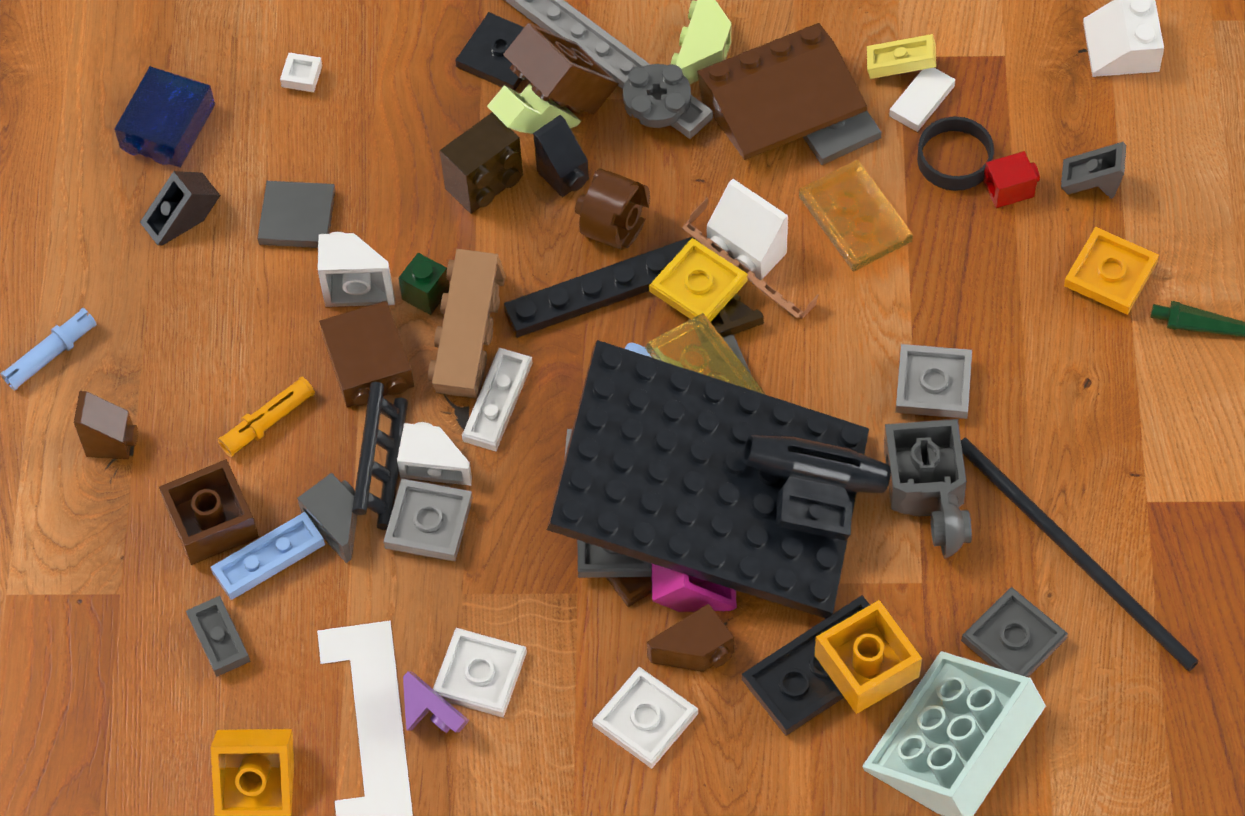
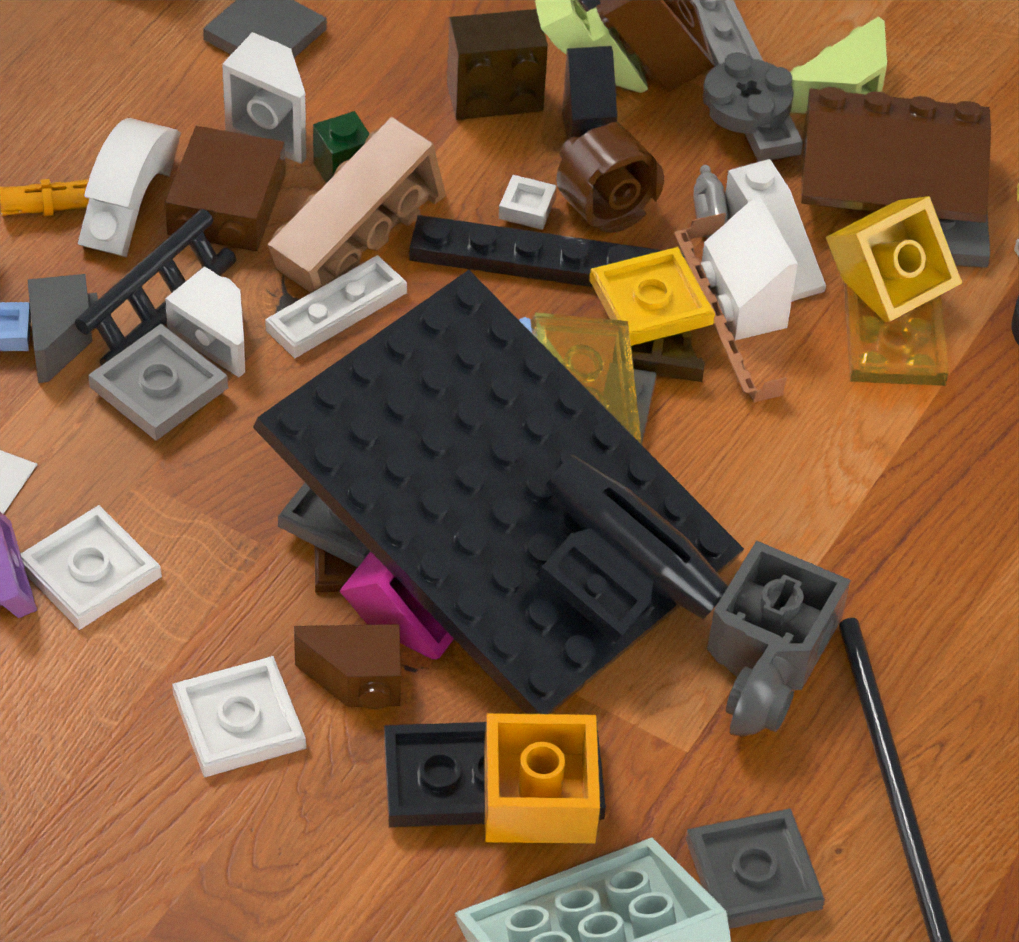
camera: 25 degrees right, 10 degrees down
(302, 389) = (119, 180): none -> white arch
(567, 253) = (527, 202): none -> white plate
(681, 188) = (709, 195): none -> light grey piece
(716, 167) = (764, 181): none -> white slope
(832, 170) = (895, 257): none -> yellow slope
(934, 381) = (861, 539): light grey plate -> none

